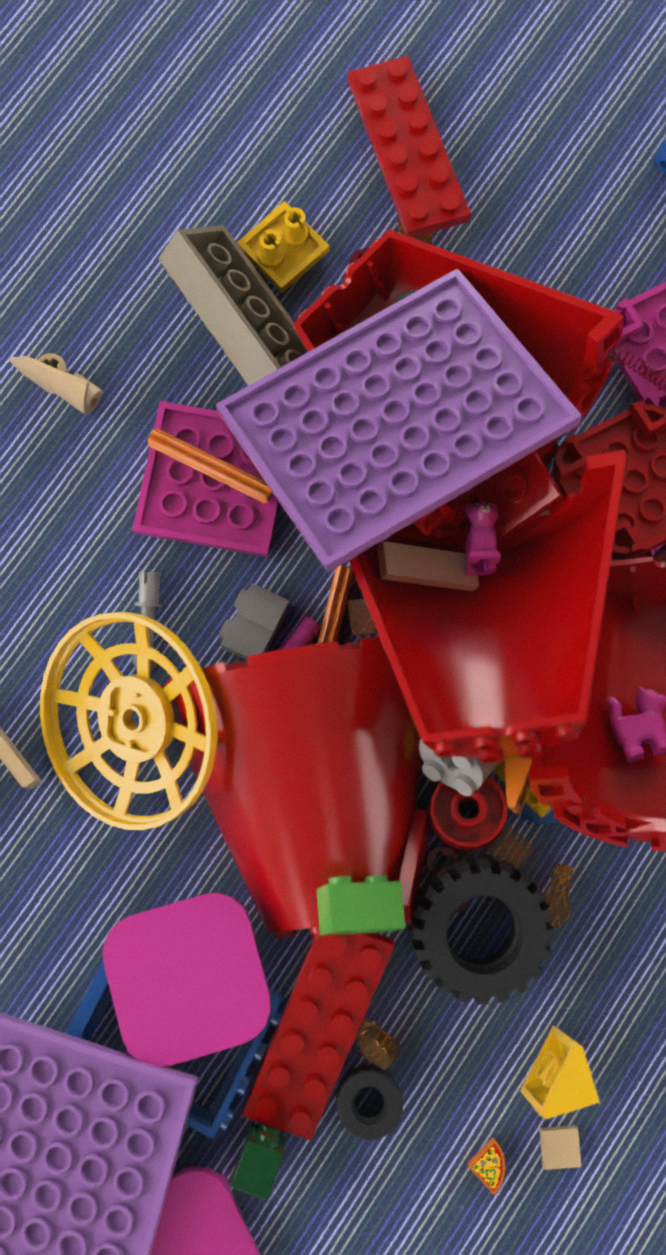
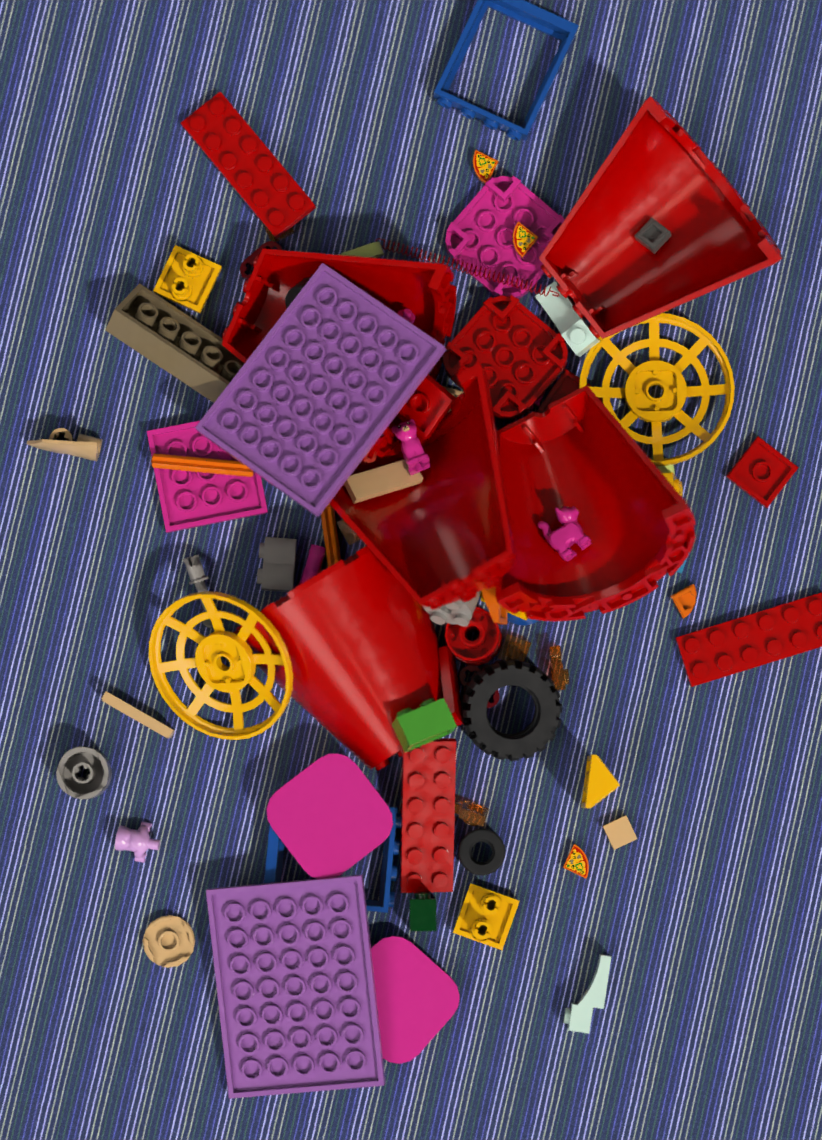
camera: 15 degrees left, 5 degrees up
(341, 1193) = (486, 916): none -> yellow plate

